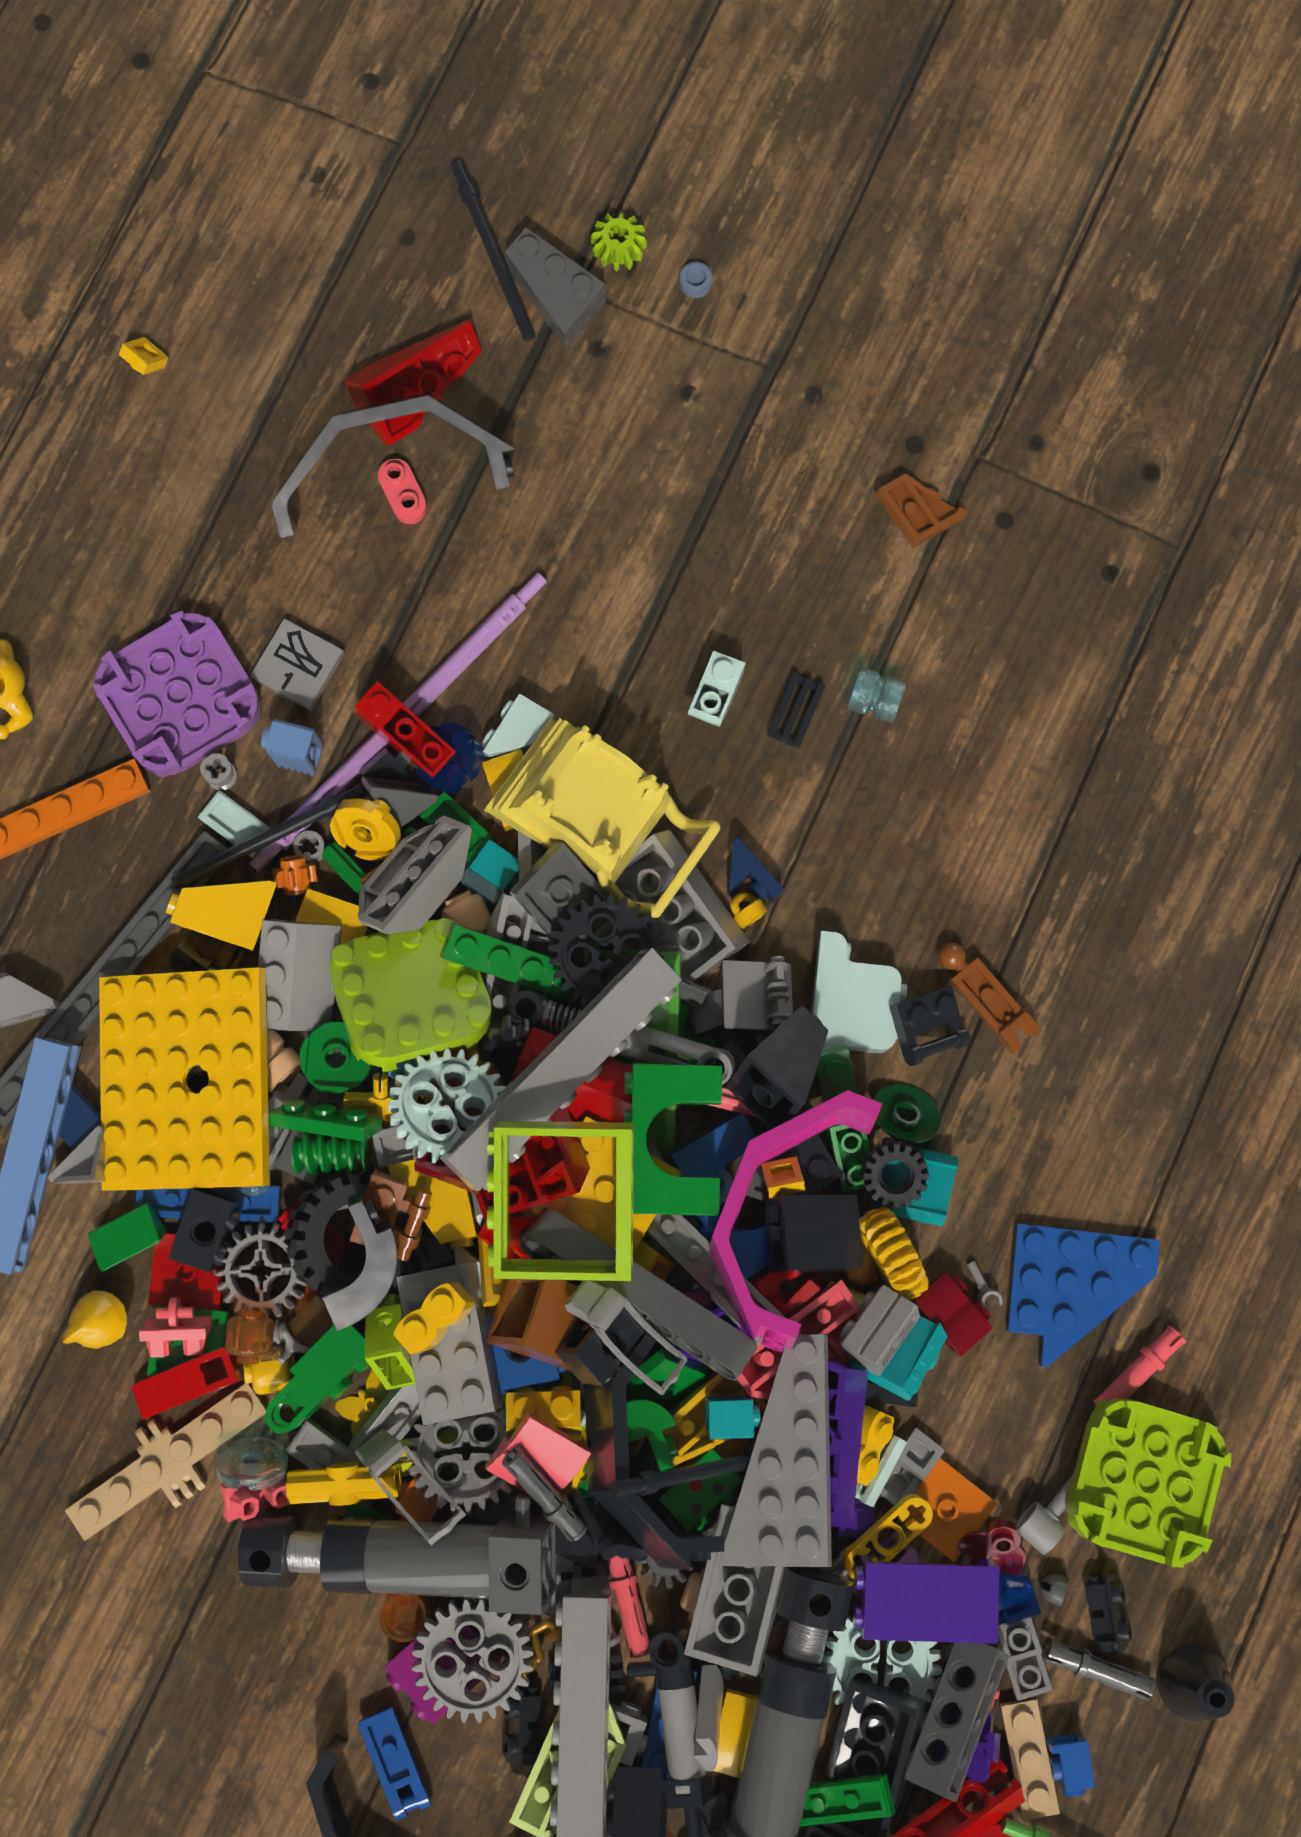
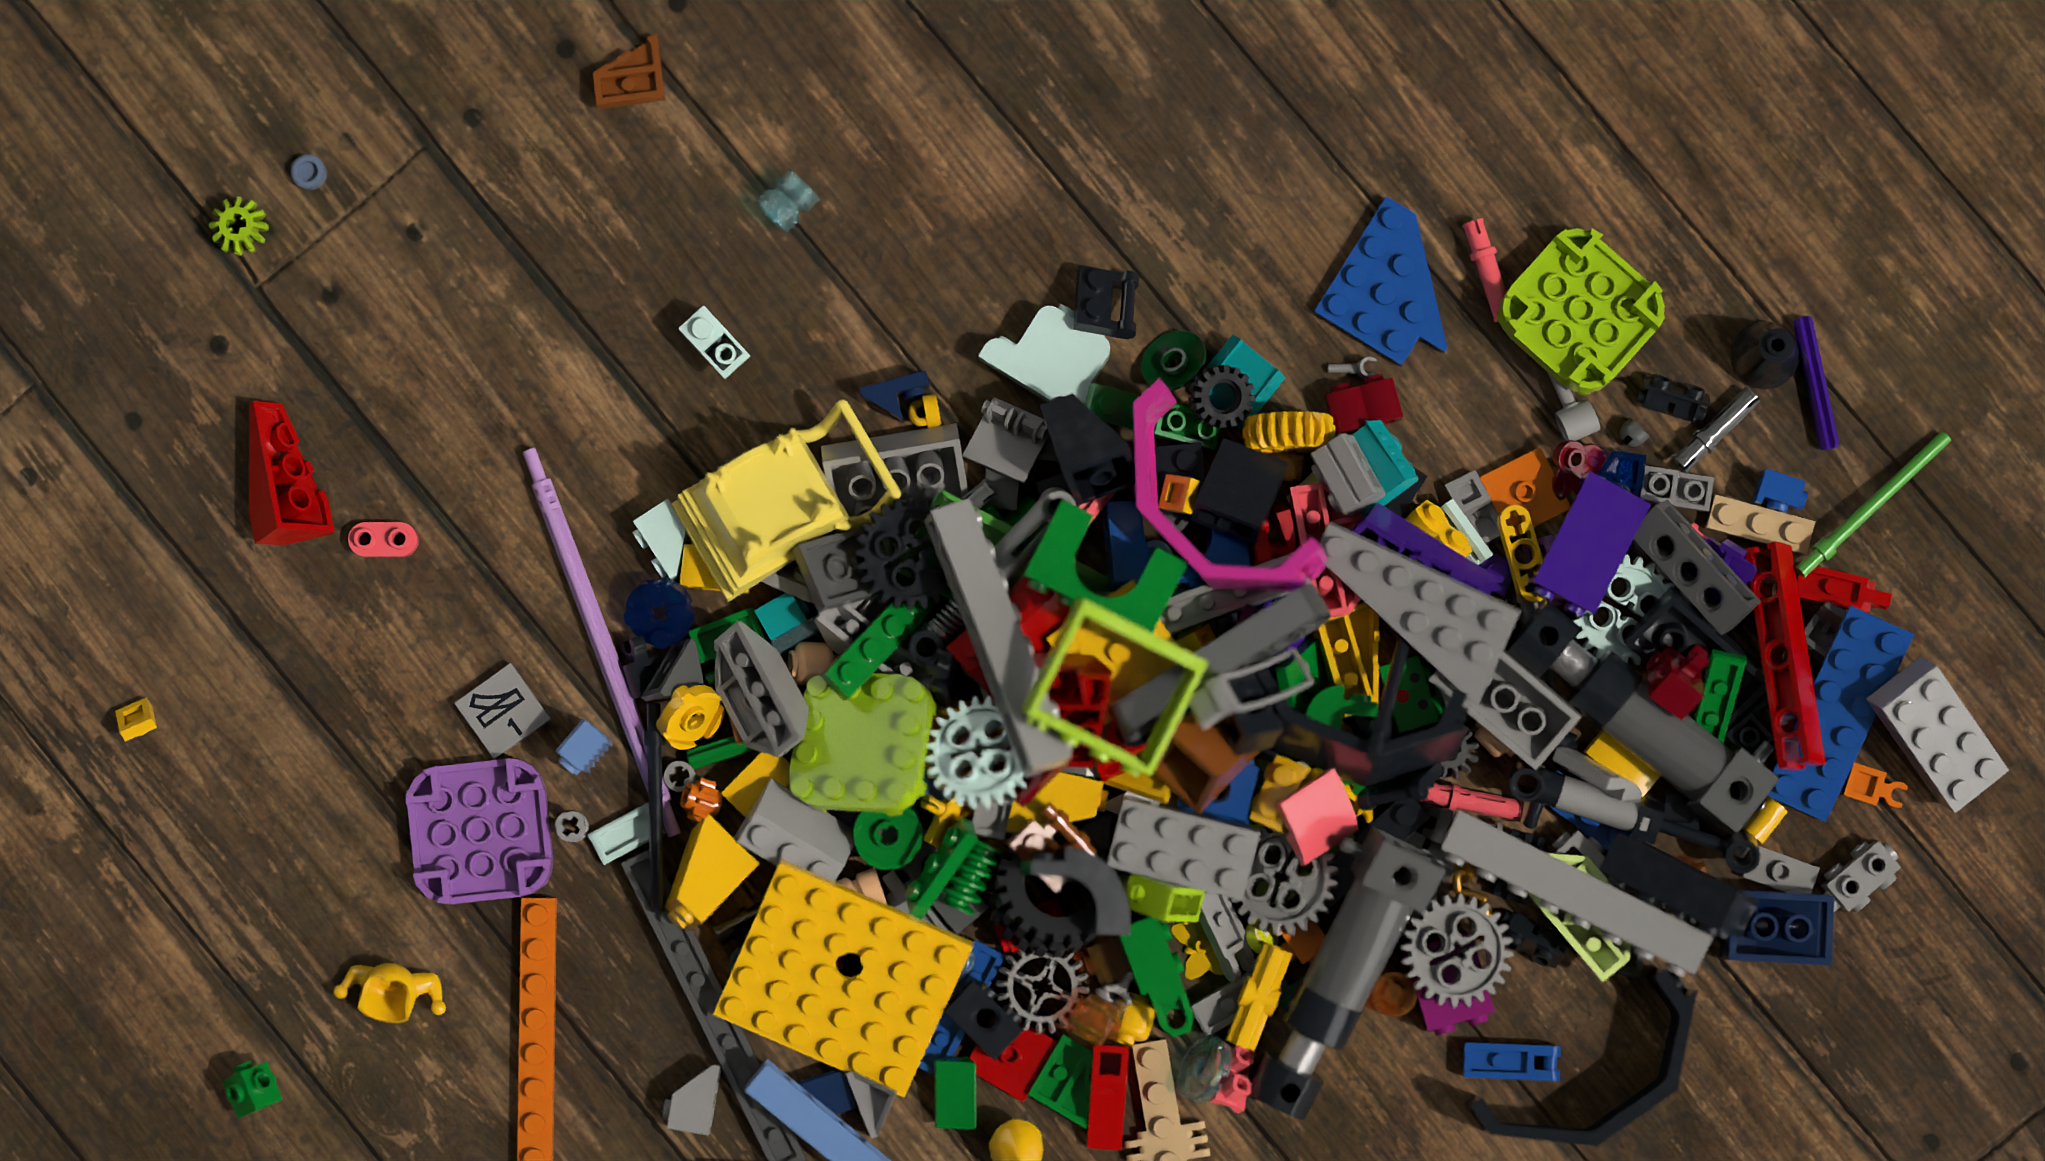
camera: 60 degrees left, 5 degrees up
(176, 1324) = (1054, 1081): coral hips -> none
(381, 1453) = (1248, 948): light grey piece -> none
(403, 729) = (617, 640): red slope -> none
(427, 1326) = (1162, 855): yellow brick -> none
(470, 195) = (121, 342): black bar -> none
(499, 464) = (314, 524): panel -> none
(554, 1506) = (1361, 821): dark grey pin -> none
(556, 285) = (254, 306): dark grey wedge -> none
(731, 1417) = (1360, 636): teal brick -> none
(807, 685) = (745, 257): black tile -> none
(838, 1755) = (1677, 680): none -> dark red brick
(987, 997) = (1104, 238): dark orange plate -> none
(1191, 1749) = (1816, 383): none -> dark purple axle

